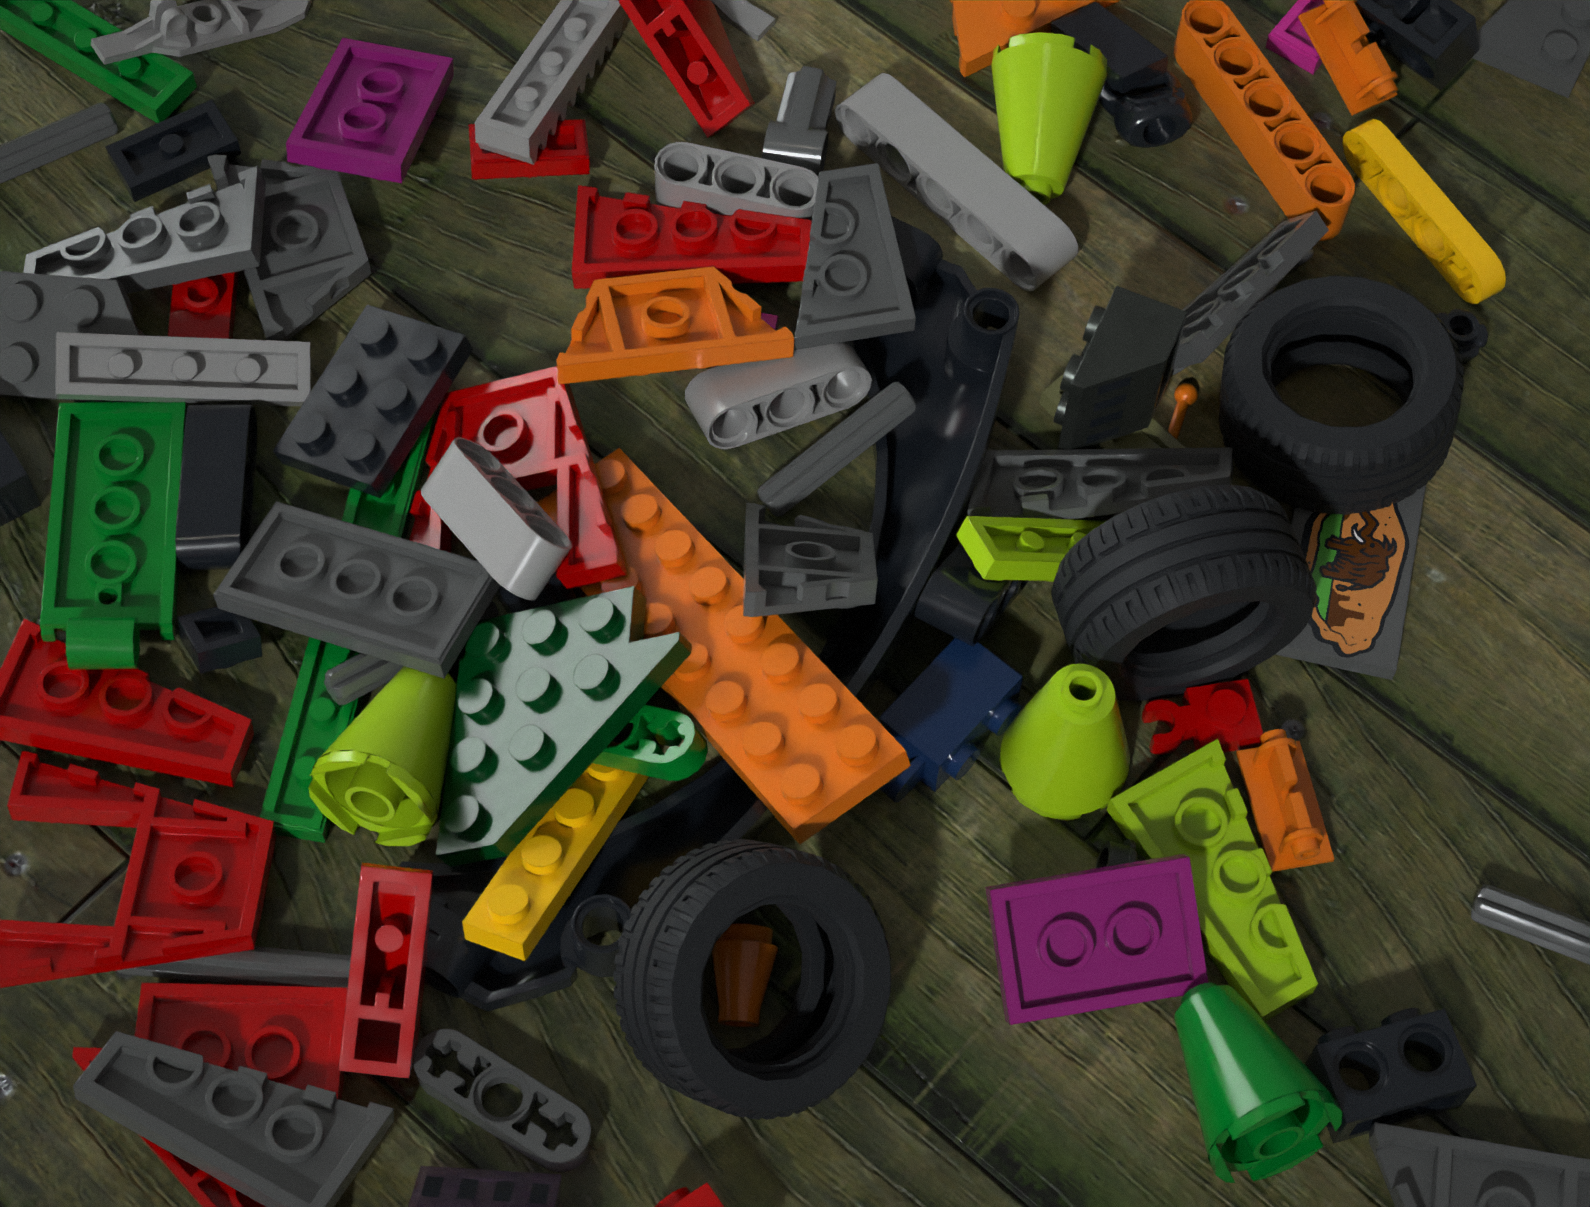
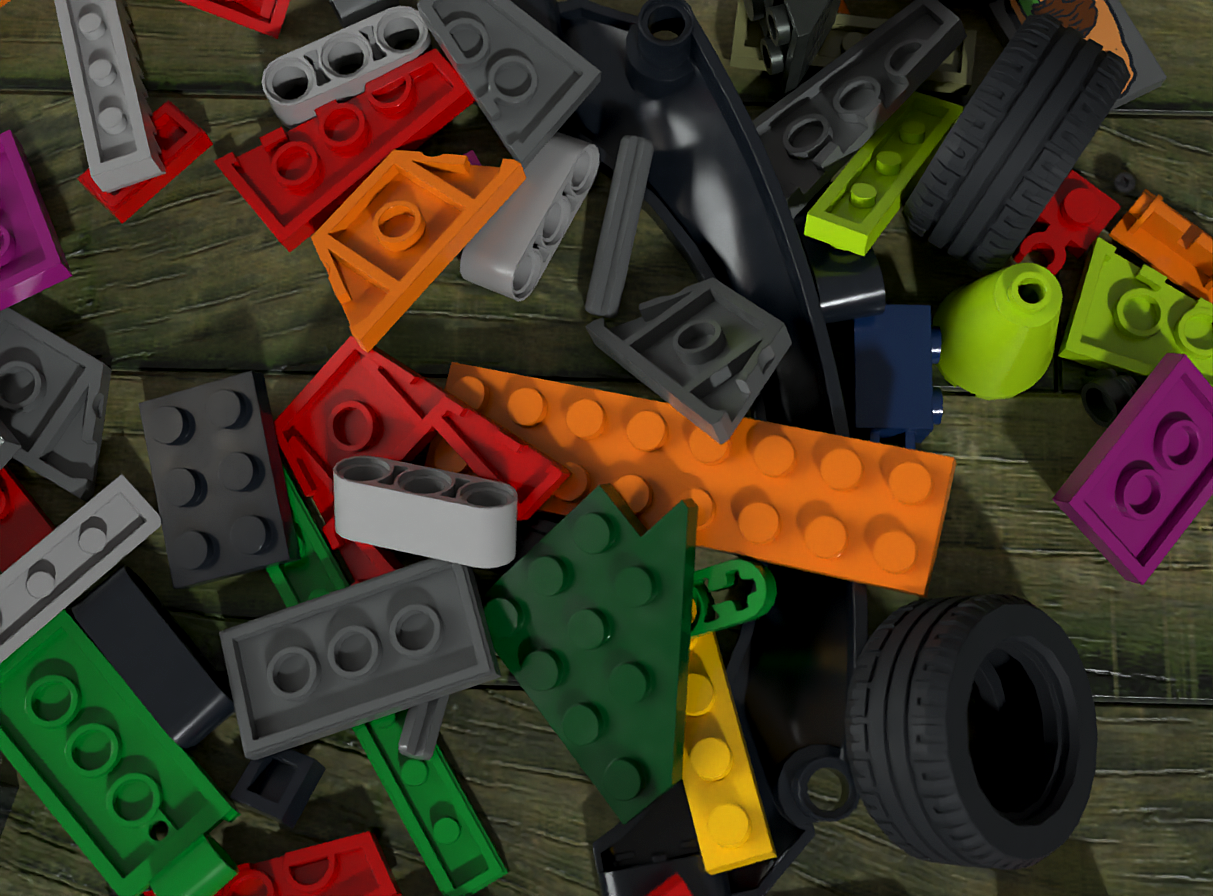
camera: 35 degrees left, 15 degrees up
(390, 761) = (513, 770): lime cone -> none

